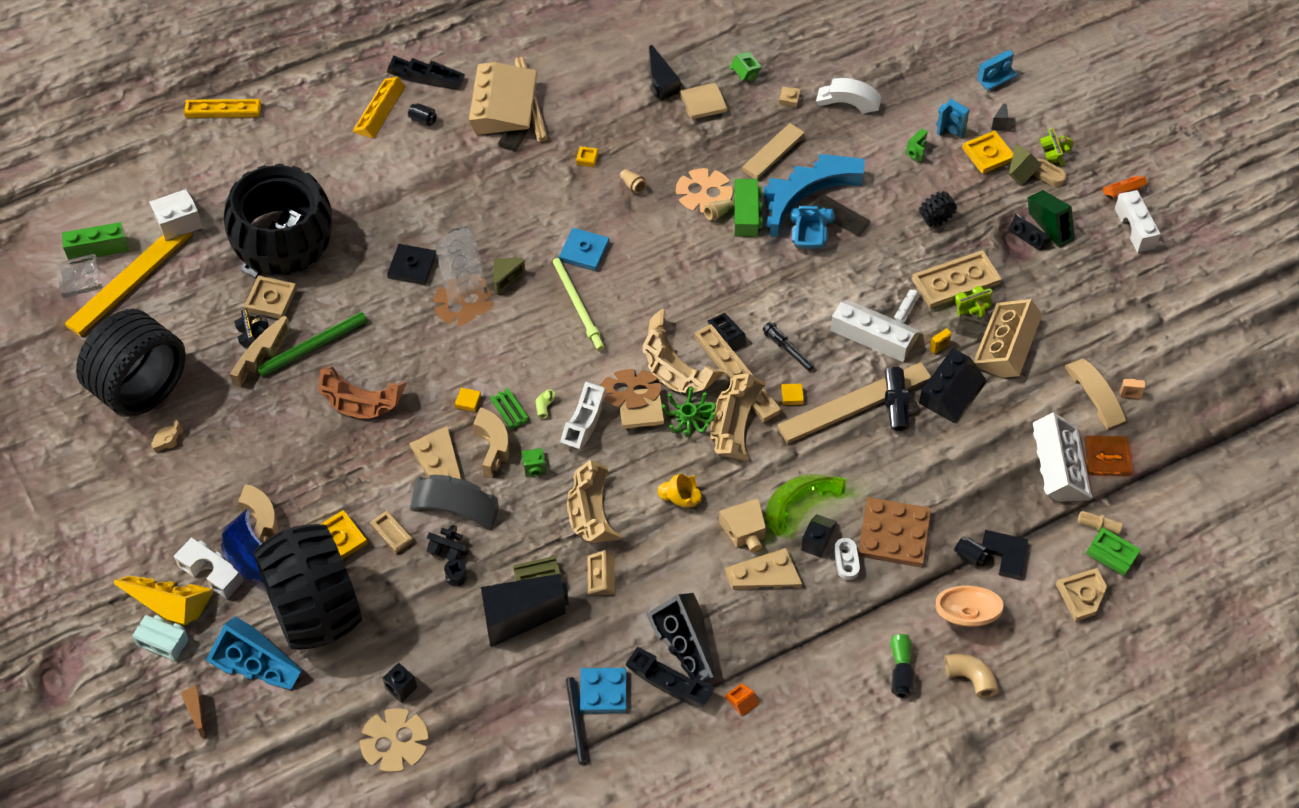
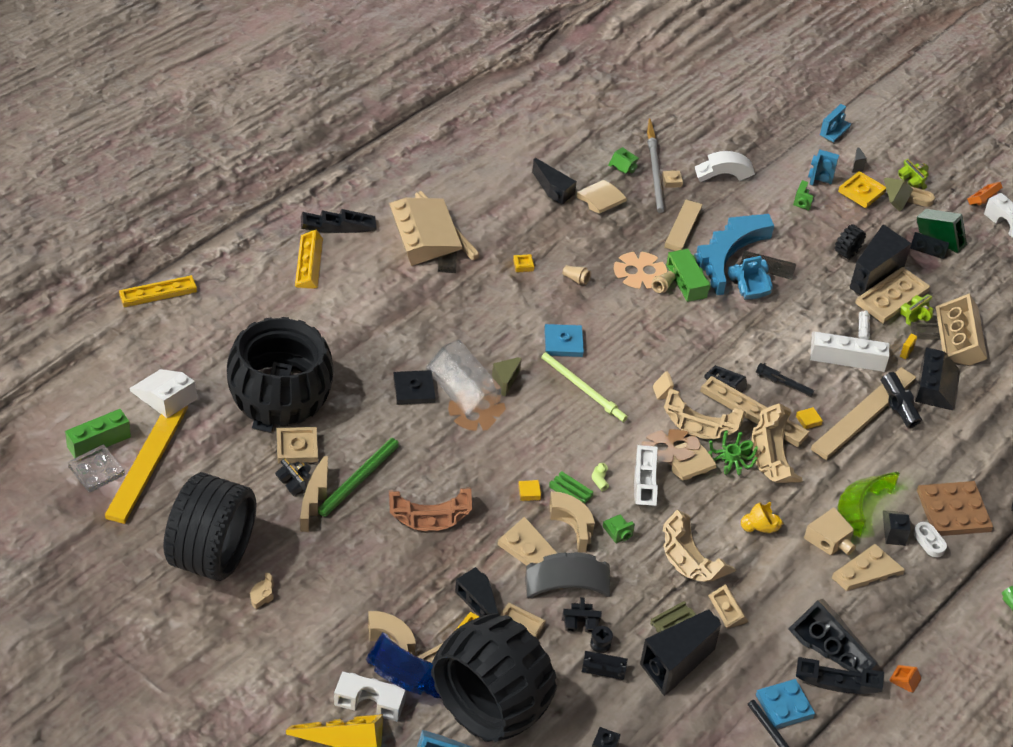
camera: 25 degrees left, 10 degrees down
(362, 495) = (476, 592): none -> black slope
(422, 114) = (355, 257): black brick -> none
(444, 599) = (604, 665): none -> black hinge
(789, 51) = (652, 143): none -> light grey piece
(955, 237) = (879, 260): none -> black slope

